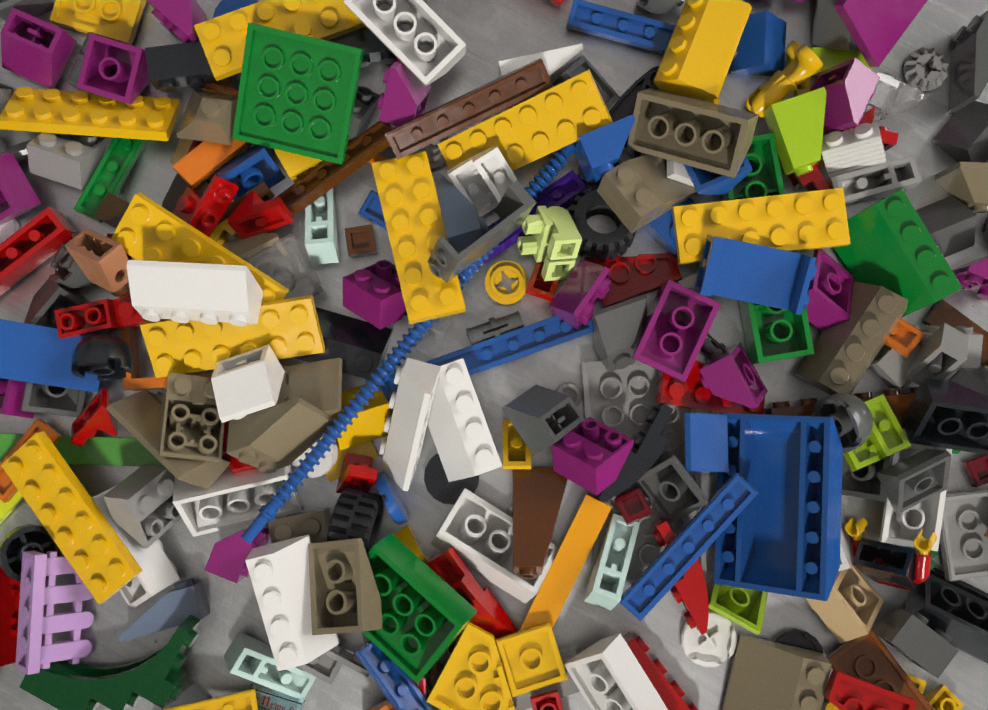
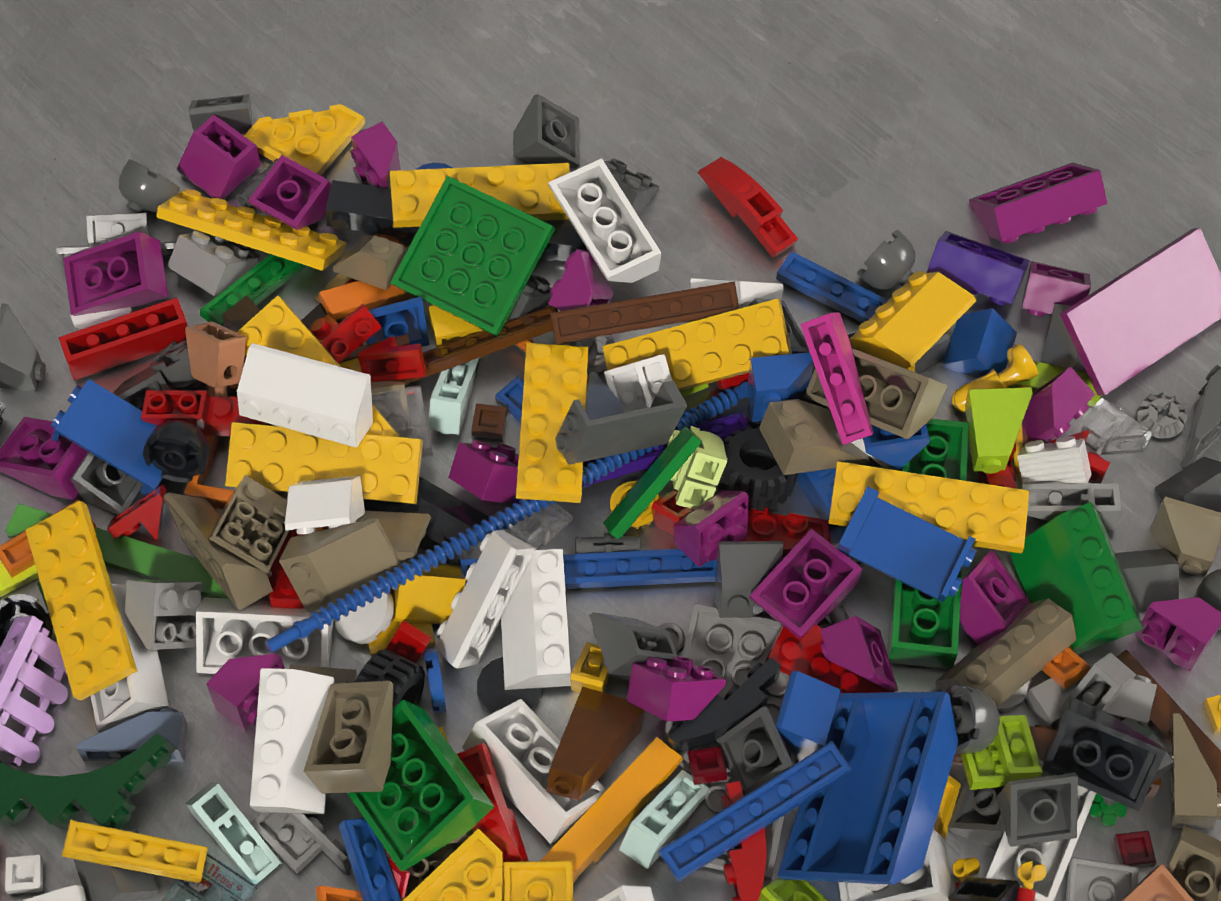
camera: 20 degrees right, 25 degrees down
(520, 269) = (652, 482): none -> green tile
(659, 129) = (838, 375): none -> dark pink slope

